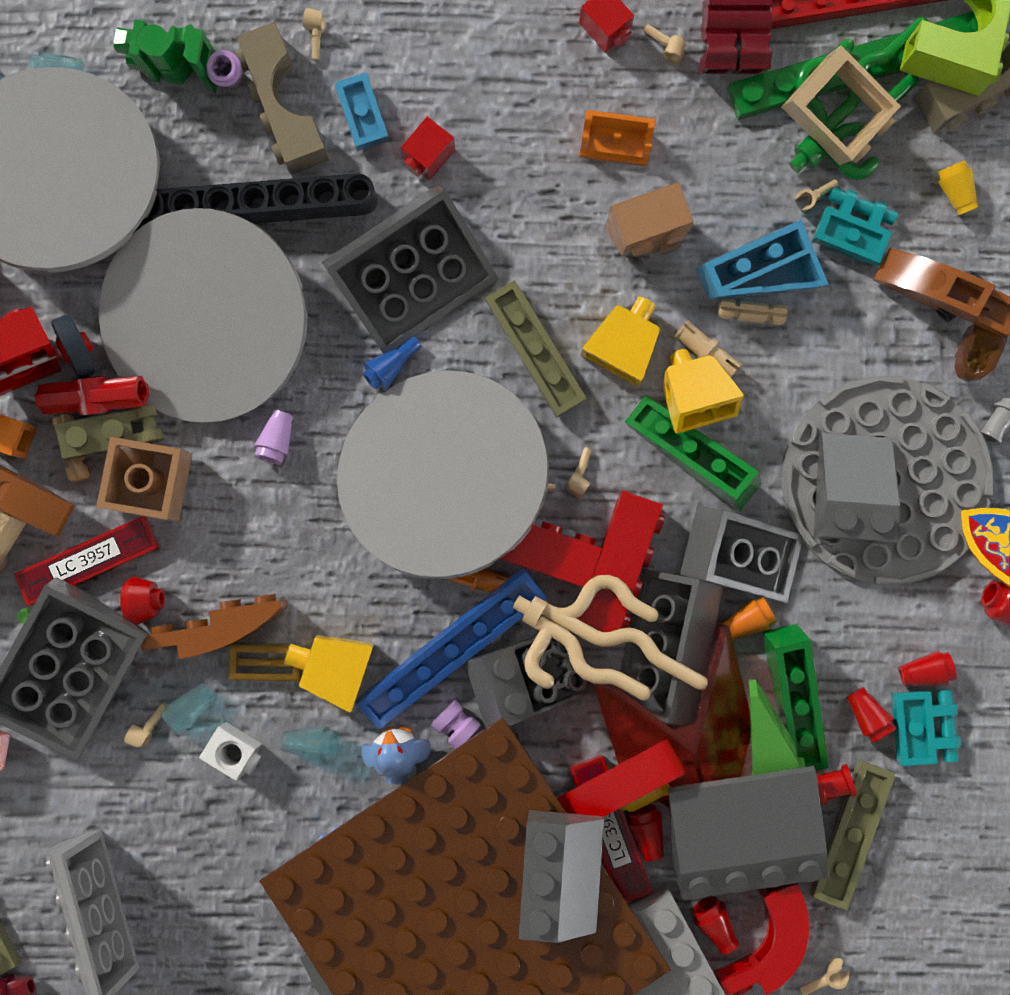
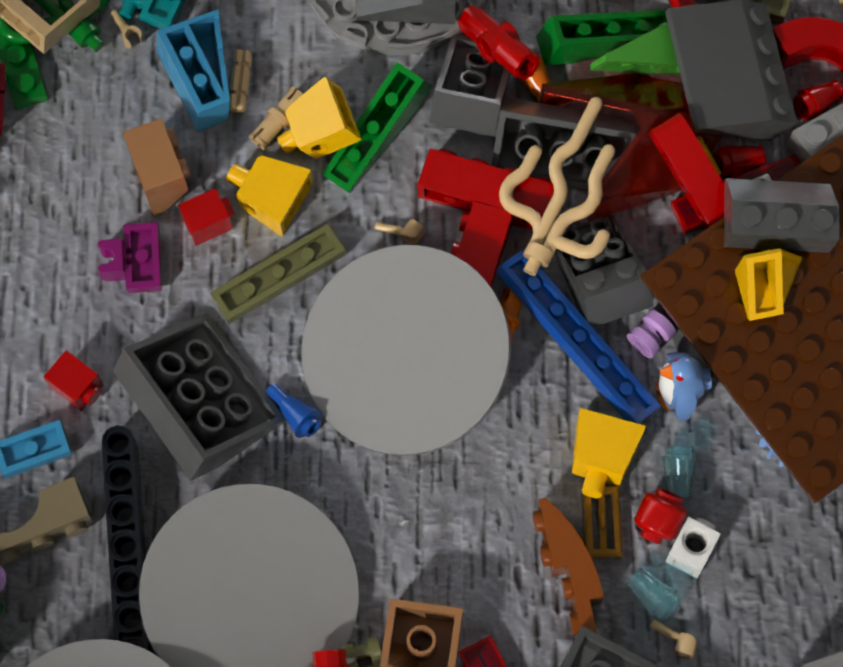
camera: 90 degrees left, 15 degrees down
(141, 600) = (545, 644): red cone -> none
(261, 721) = (660, 515): none -> red head
(275, 438) = (375, 521): lavender cone -> none
(483, 851) = (766, 281): none -> yellow slope
(557, 207) = (135, 258): none -> magenta plate
(598, 276) = (206, 216): none -> red brick
(617, 138) = (67, 204): orange hinge -> none
(784, 582) = (498, 42): none -> red piece

